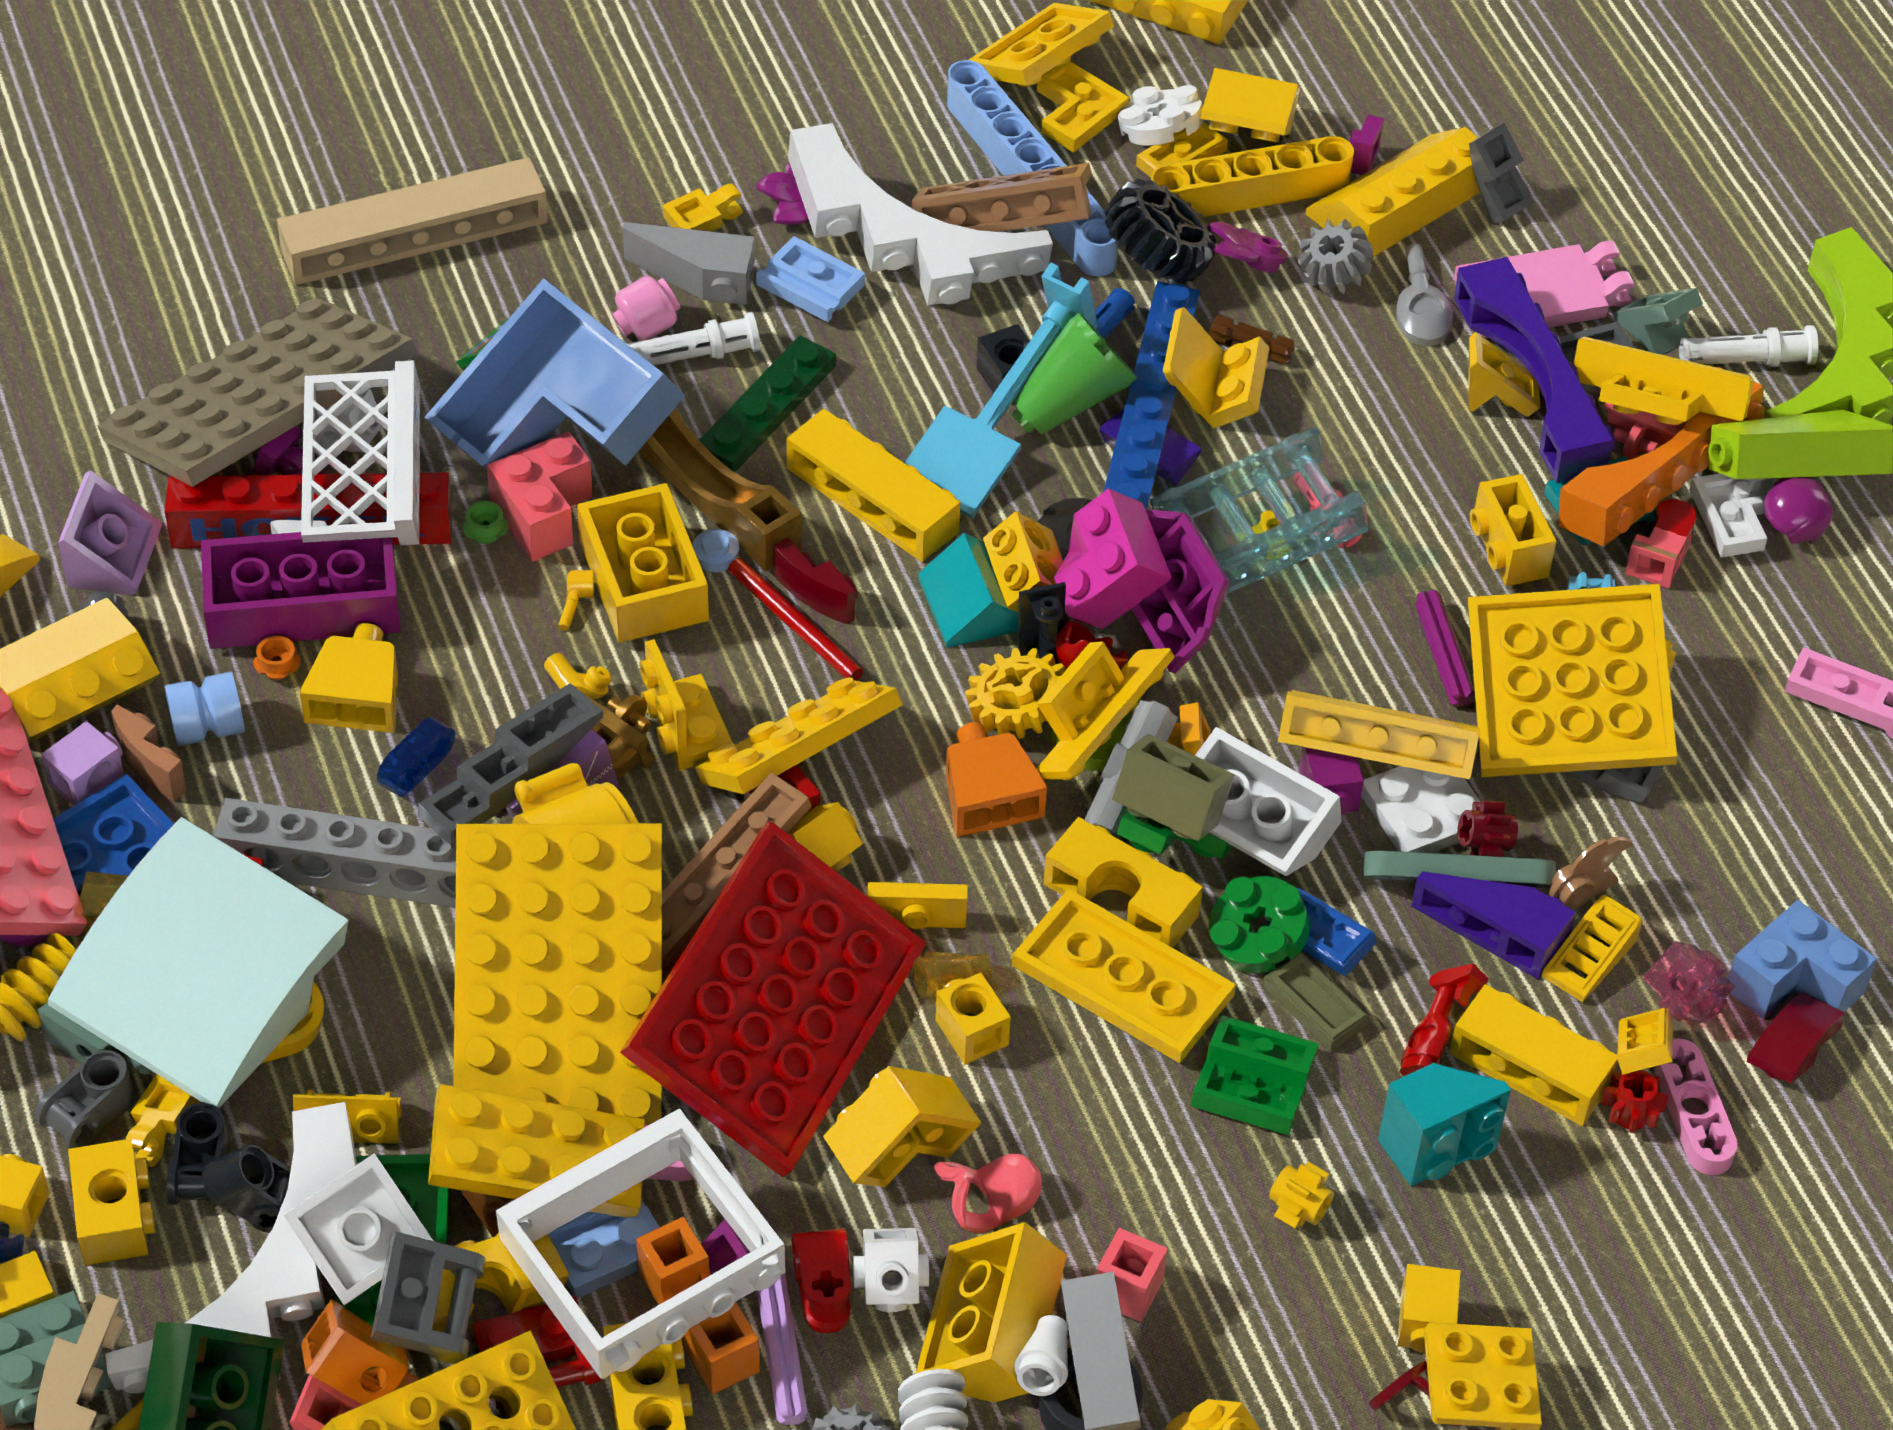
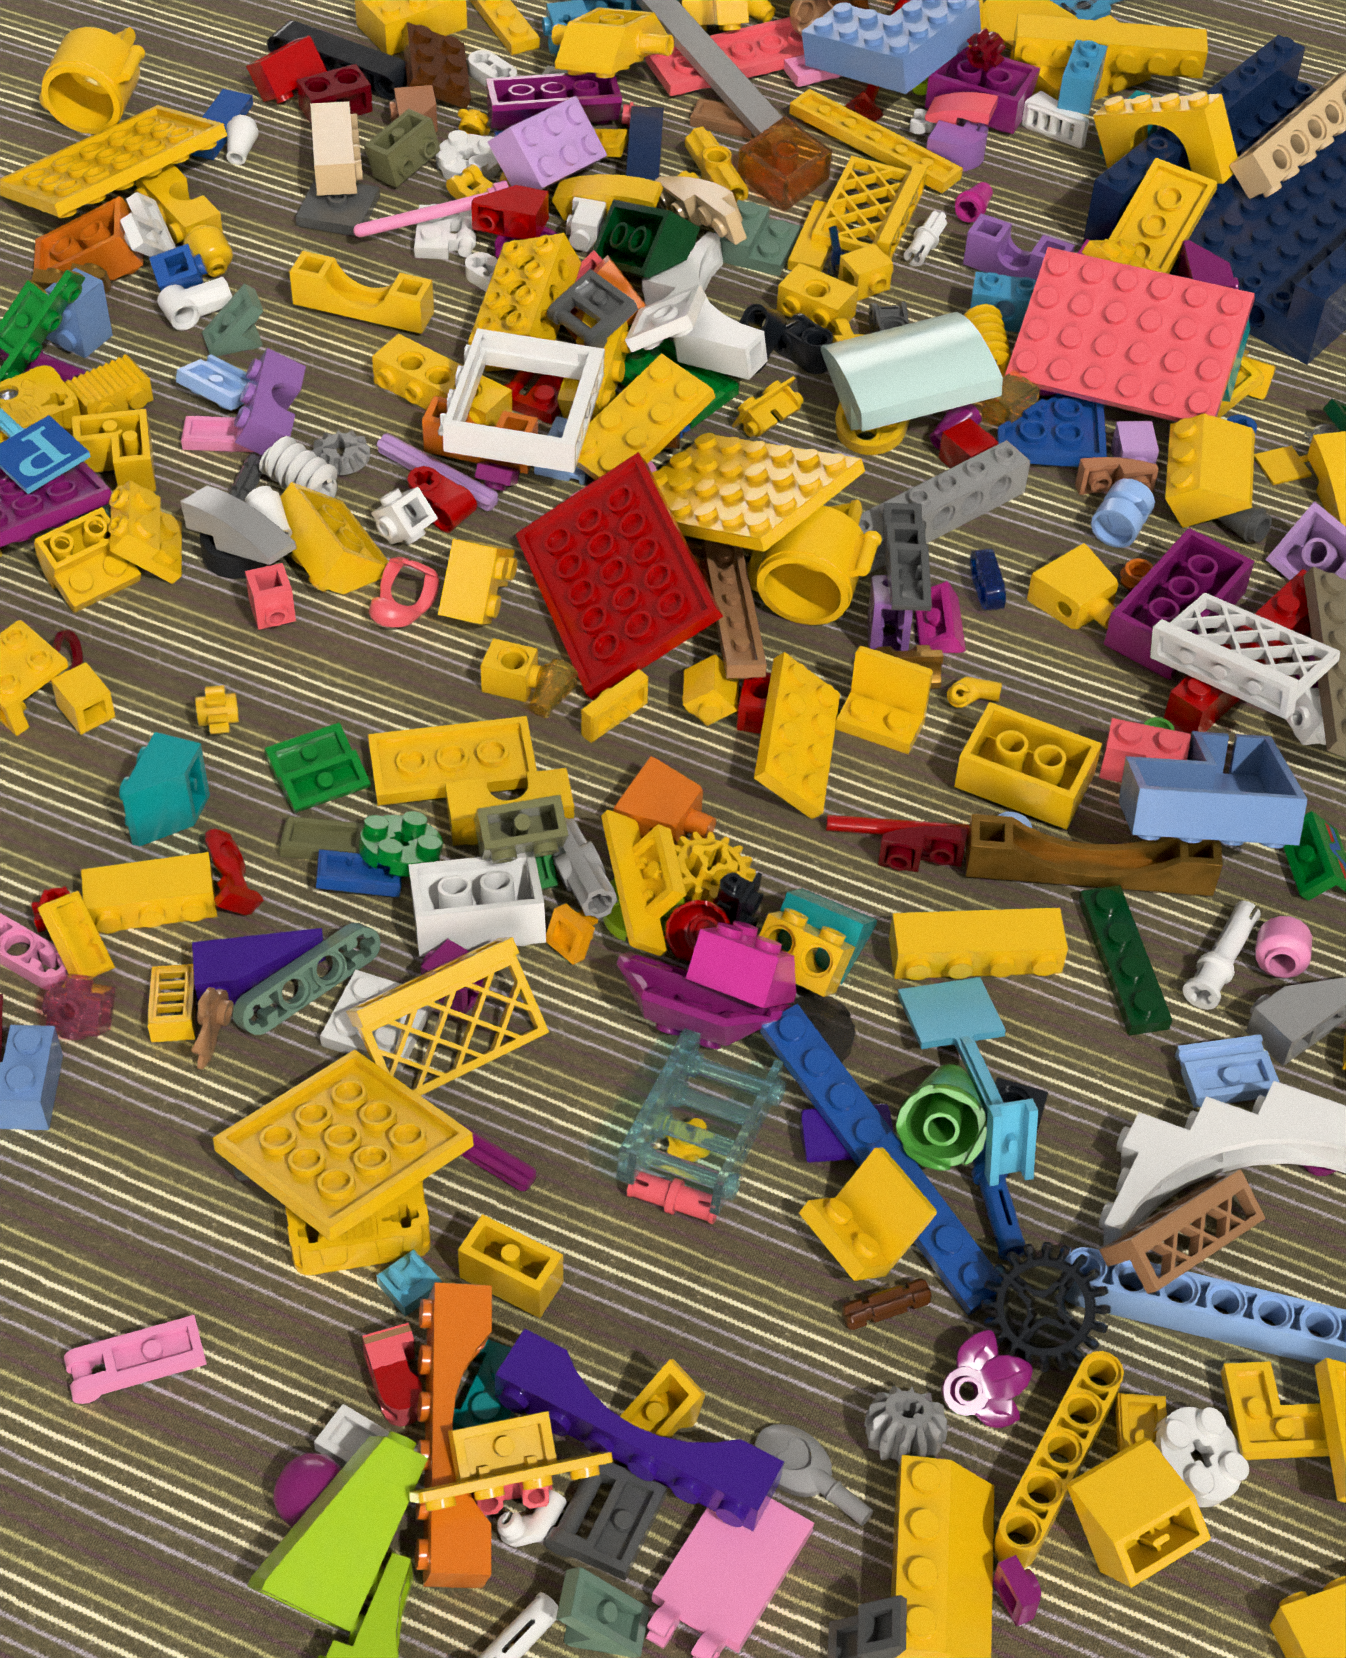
camera: 135 degrees right, 0 degrees up
(1487, 829) = (308, 1004): dark red gear -> none

